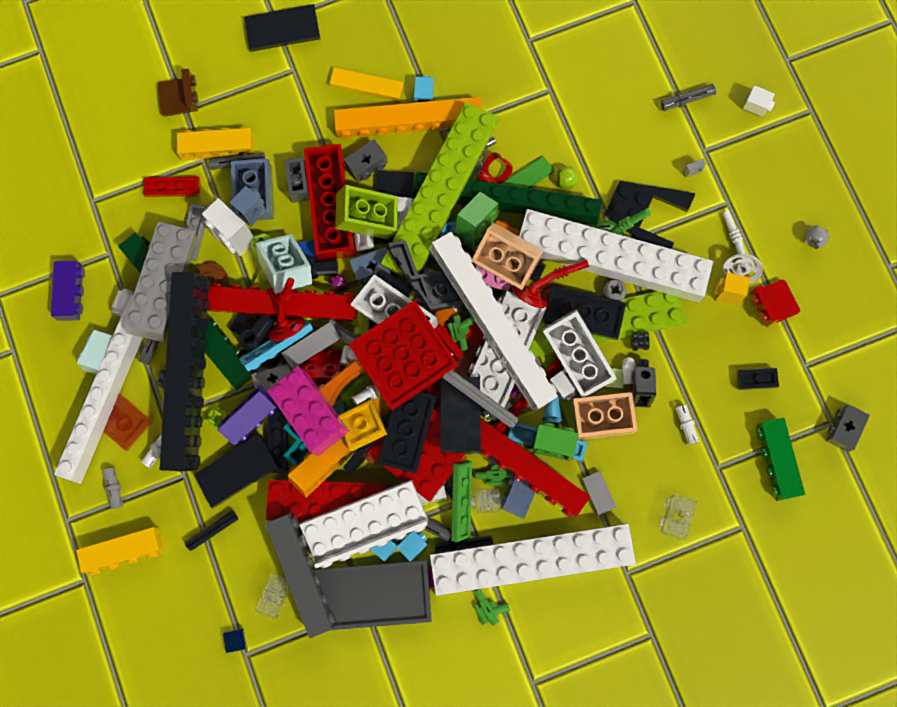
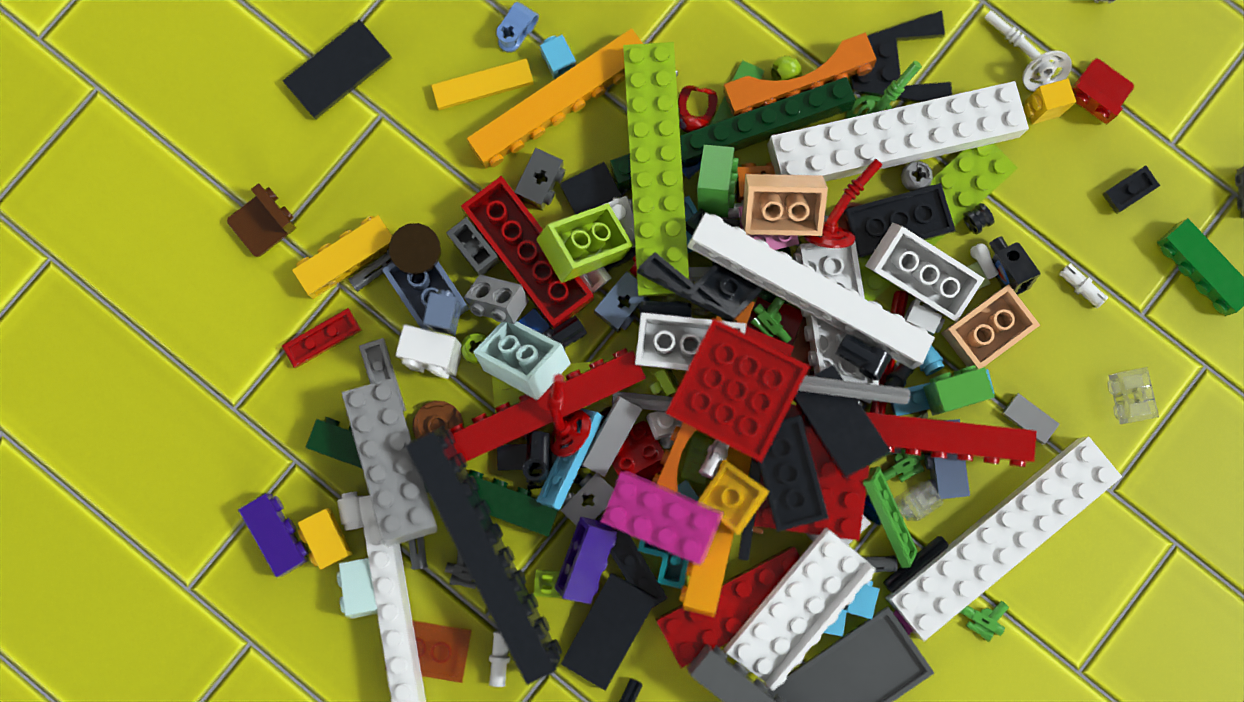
camera: 40 degrees left, 5 degrees up
(96, 310) = (324, 539): none -> yellow brick
(258, 159) = (415, 248): none -> dark brown tile
(291, 219) = (496, 299): none -> light grey brick
(338, 281) = (593, 342): magenta plate -> none
(409, 58) = (517, 23): none -> medium blue piece
(505, 387) = (870, 360): none -> black piece
(524, 414) = (898, 377): none -> black pin
(611, 189) = (850, 58): none -> orange arch

